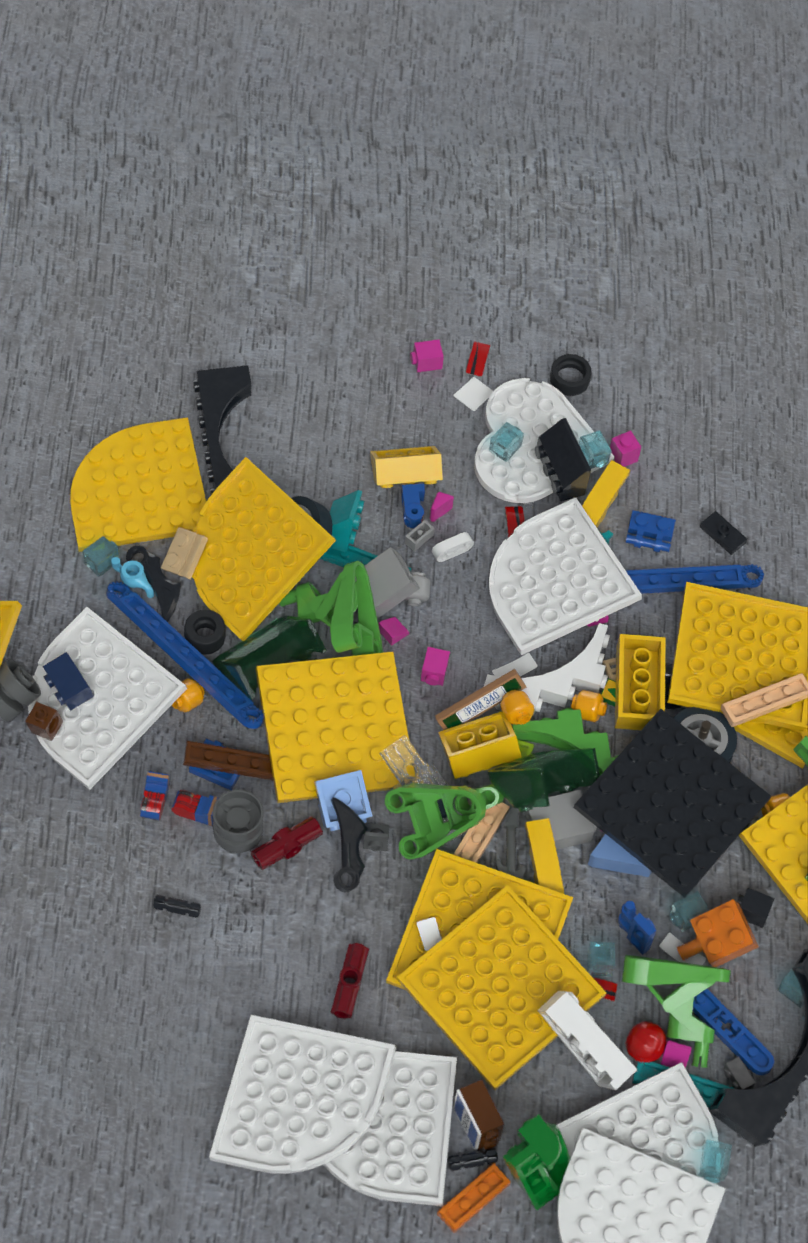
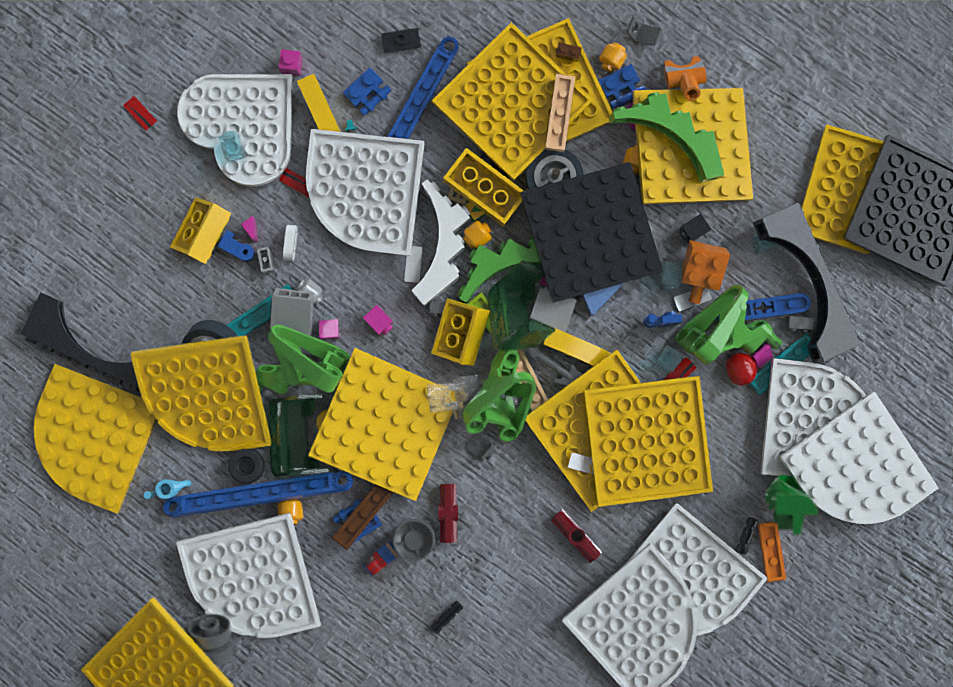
camera: 50 degrees left, 25 degrees up
(44, 721) = (251, 629): reddish brown brick -> none
(68, 682) = (230, 594): dark blue brick -> none
(99, 555) = (134, 501): clear light blue brick -> none
(154, 795) = (355, 583): leg -> none
(164, 588) = (192, 471): black piece -> none
(184, 553) = (173, 441): tan plate -> none
(346, 519) = (222, 308): teal slope -> none
(348, 789) = (444, 456): light blue plate -> none
(351, 832) = (469, 464): black piece -> none
(427, 355) = (115, 150): dark pink brick -> none
(473, 393) = (168, 137): white sticker -> none
(478, 1116) = (727, 516): reddish brown piece -> none
(480, 701) = (431, 310): tile -> none
(517, 707) = (454, 290): light orange head -> none
(563, 461) = (277, 118): black slope -> none
(570, 361) = (193, 43): black tyre -> none
(586, 1040) = (725, 412): white wedge -> none
(595, 449) = (280, 87): clear light blue brick -> none
(715, 1161) = (854, 386): clear light blue brick -> none

